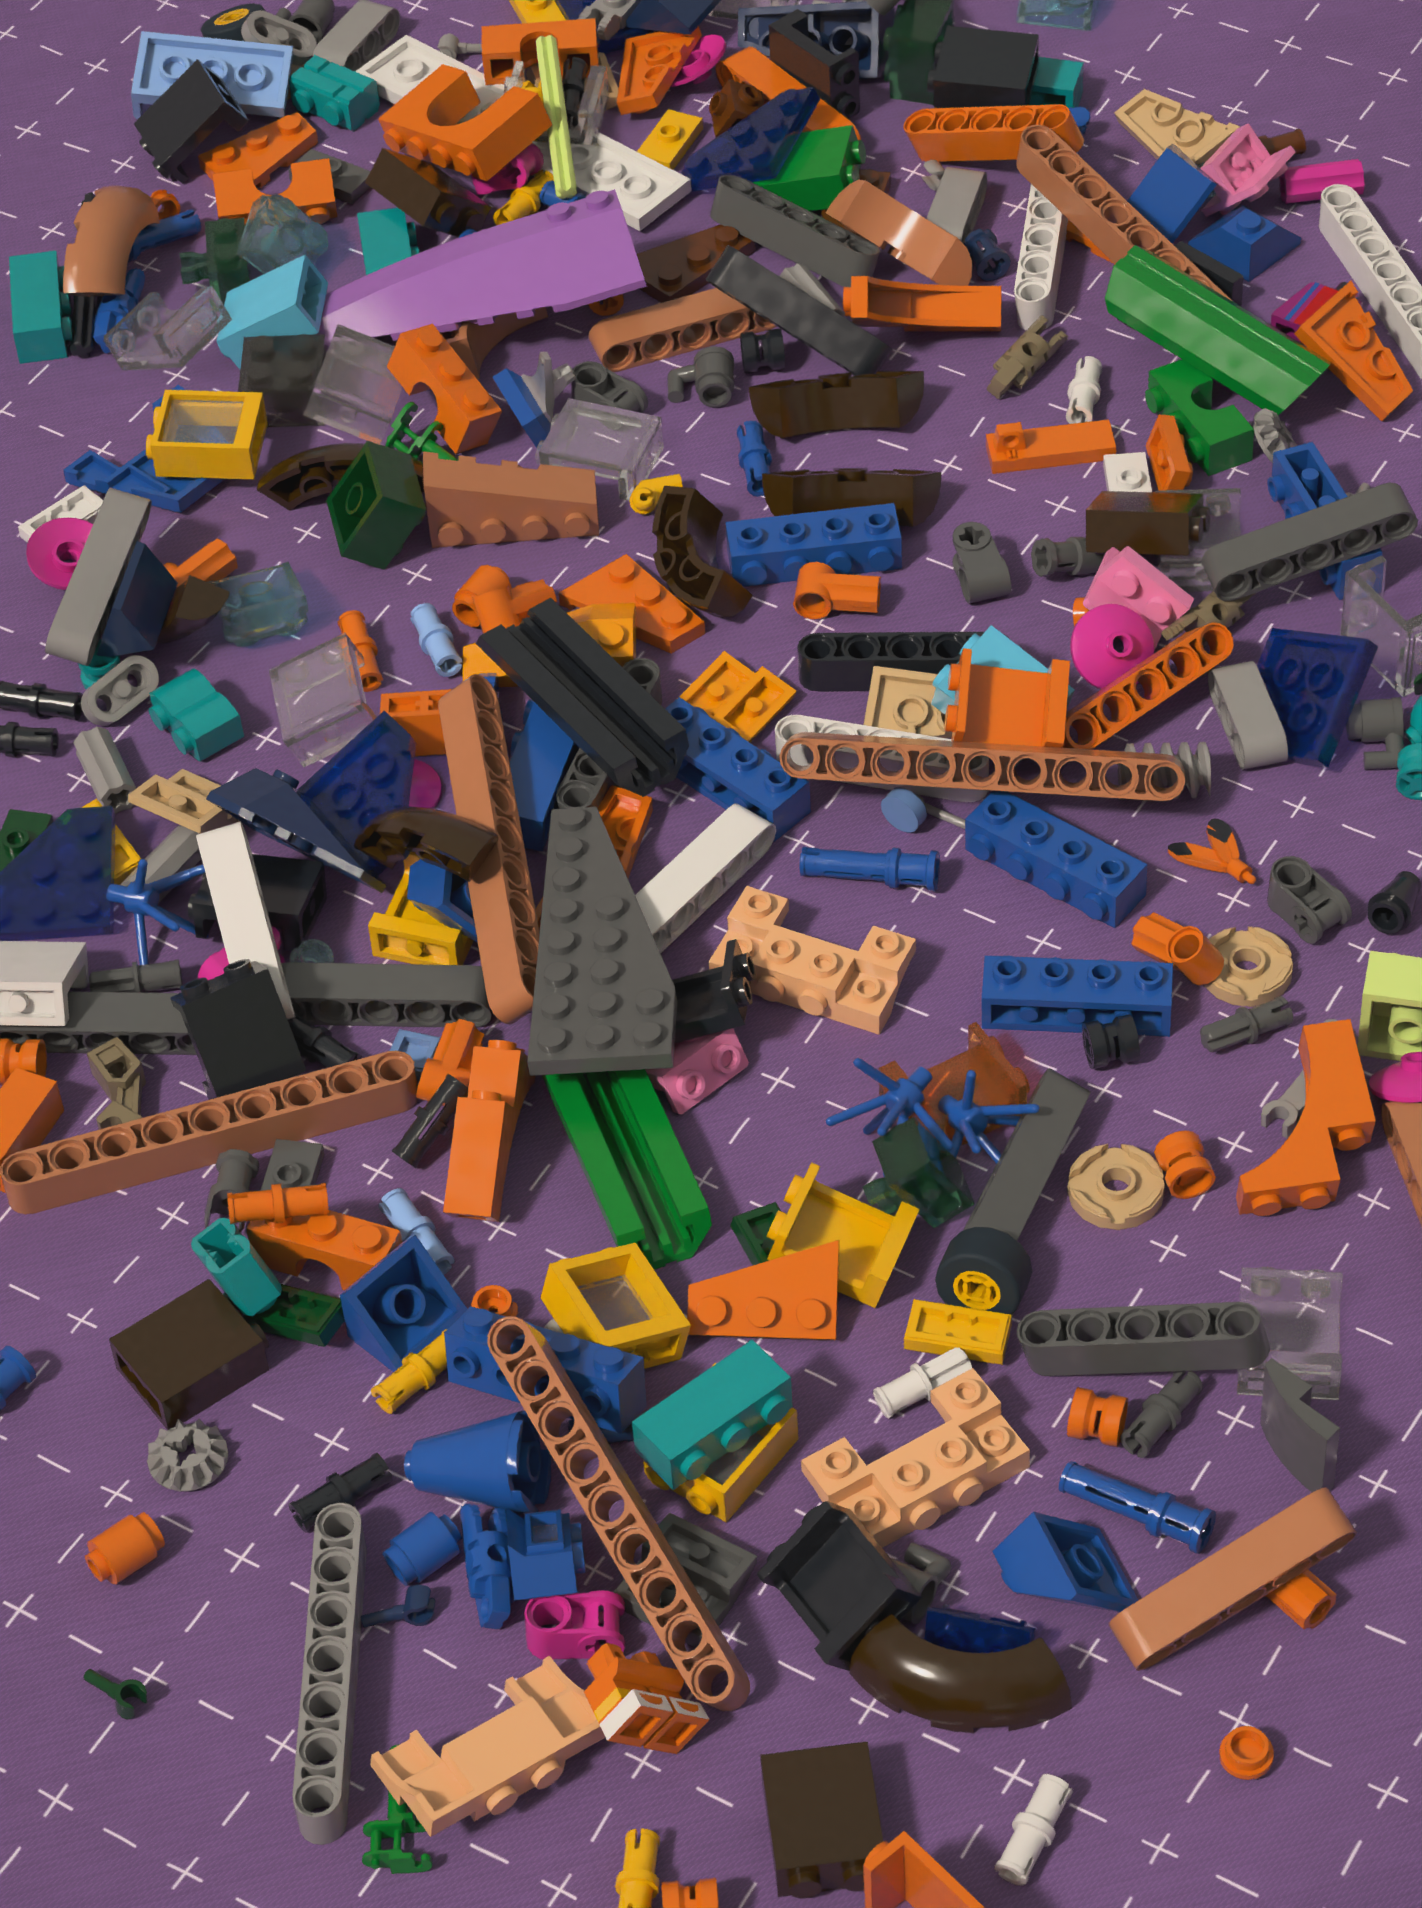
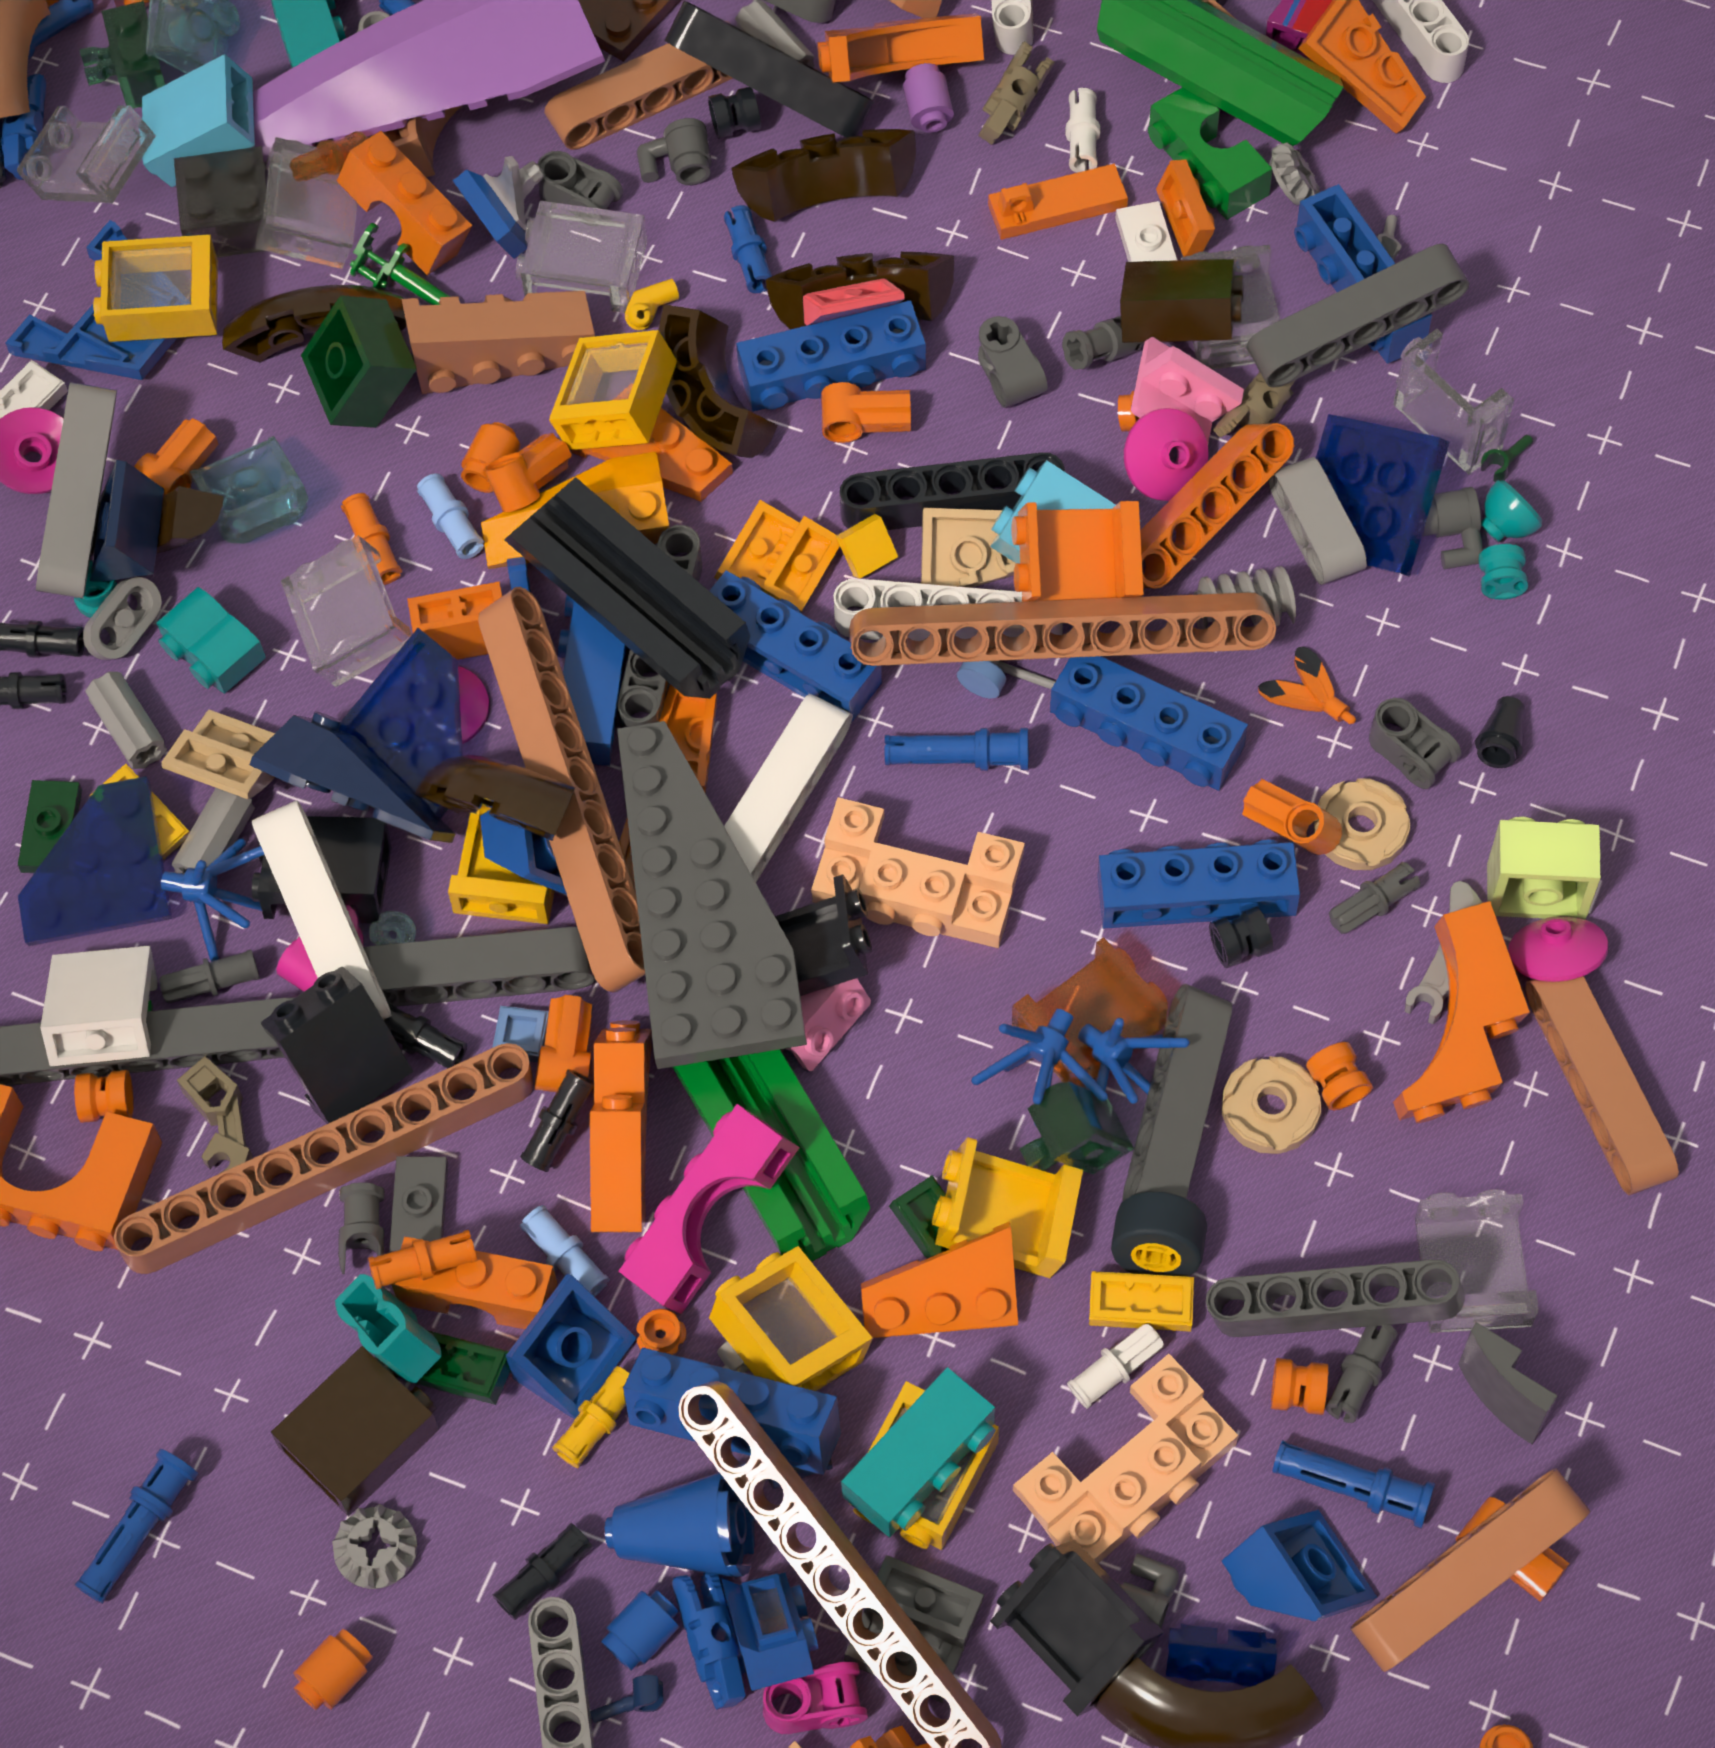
camera: 10 degrees left, 15 degrees up
(378, 344) = (327, 158): none -> clear orange axle
(591, 1156) = (669, 1255): none -> dark pink arch
(603, 546) = (613, 390): none -> yellow window
(817, 695) = (867, 546): none -> yellow tile
(836, 496) = (849, 300): none -> coral slope
(943, 353) = (927, 98): none -> medium lavender brick

